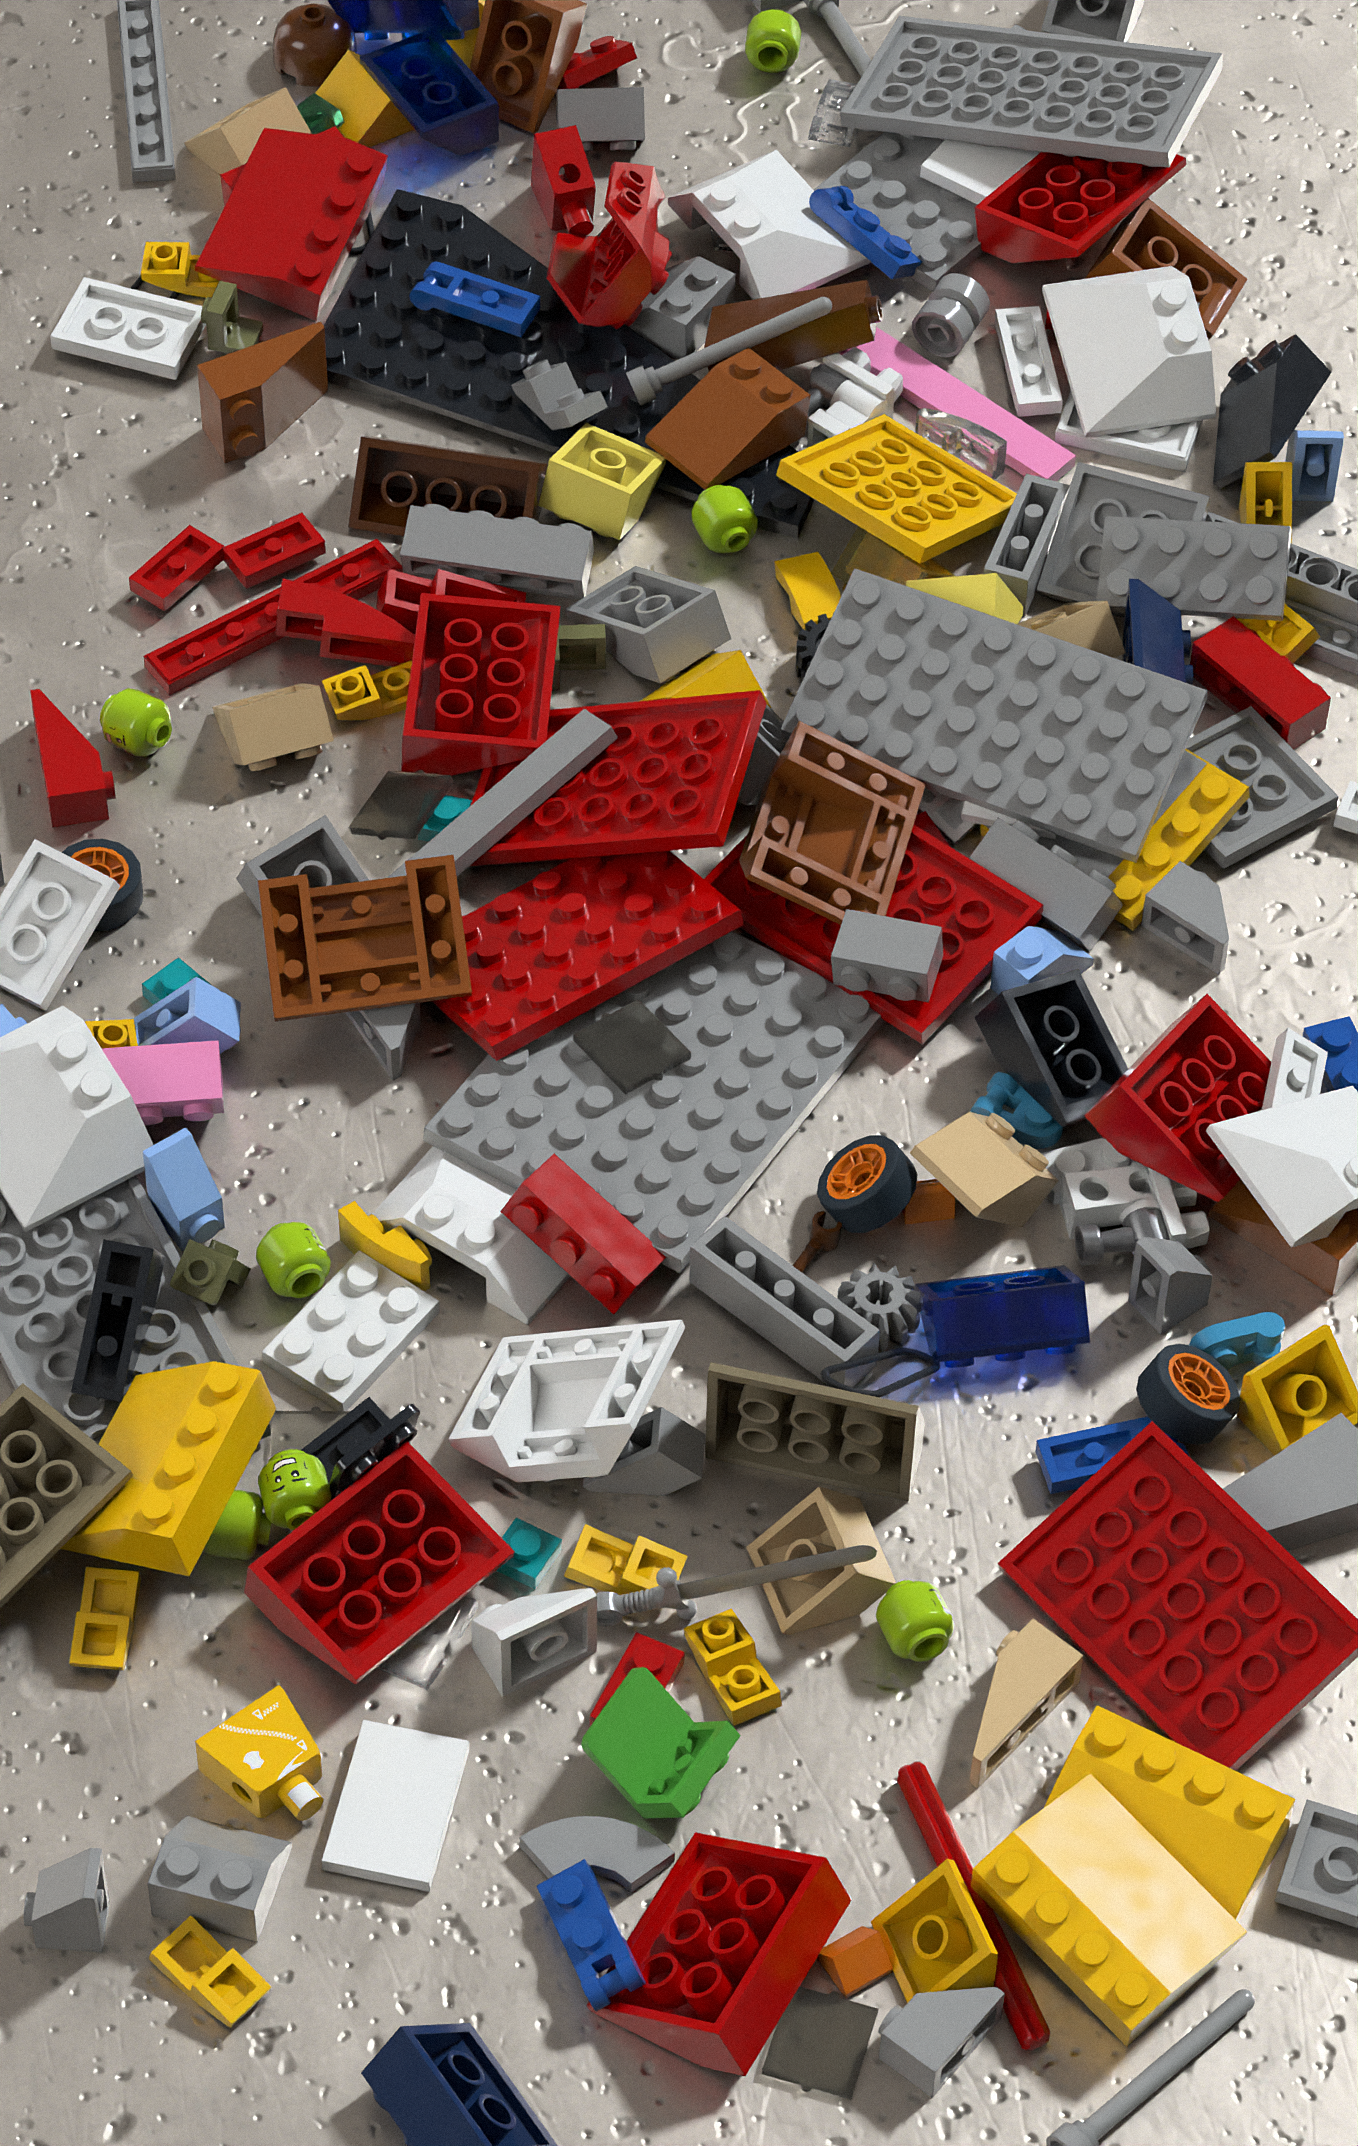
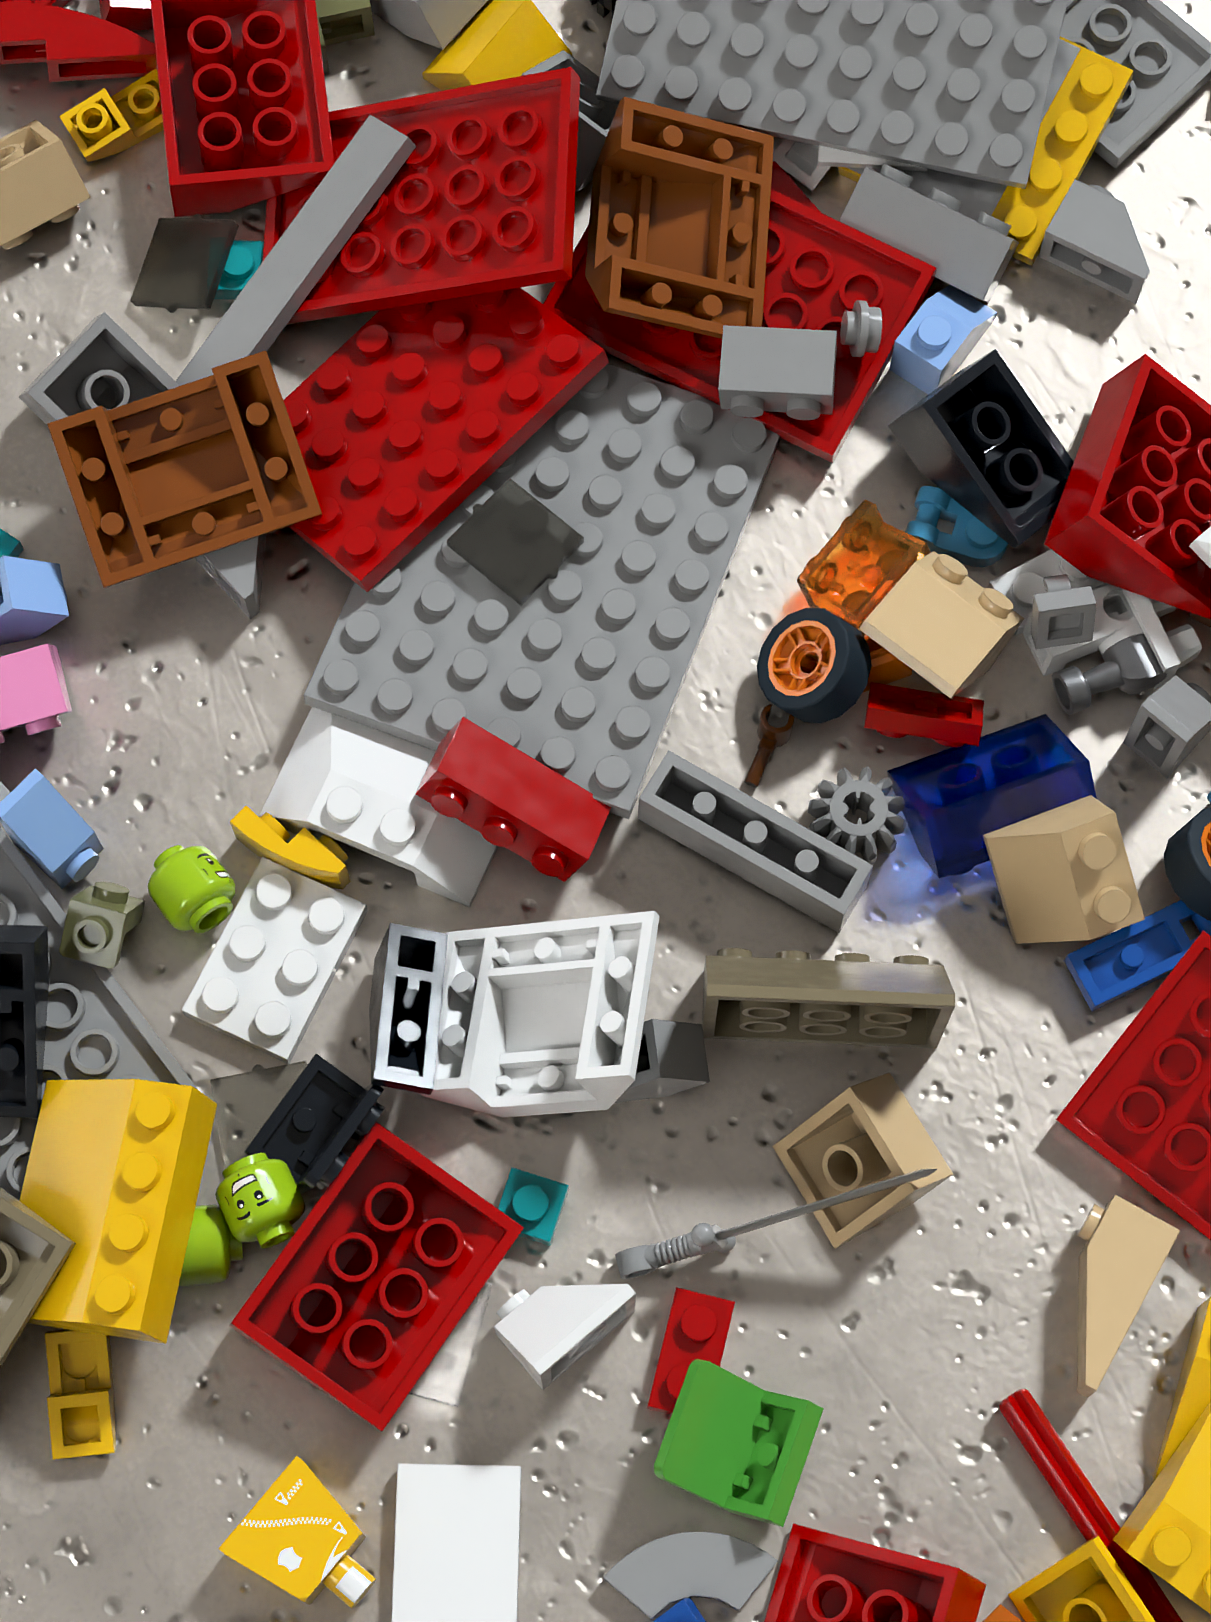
camera: 10 degrees left, 20 degrees up
(456, 1362) = (406, 1008): none -> slope
(618, 1565) = (644, 1201): yellow slope -> none
(731, 1667) = (790, 1306): yellow slope -> none
(878, 1357) = (864, 895): black piece -> none
(915, 1620) = (982, 1214): lime head -> none
(921, 1113) = (859, 565): none -> clear orange bracket
(936, 1237) = (925, 714): none -> red plate
(966, 935) = (861, 329): none -> light grey plate
(1045, 1373) = (1064, 874): none -> tan slope
(1087, 1172) = (1062, 614): none -> light grey tile

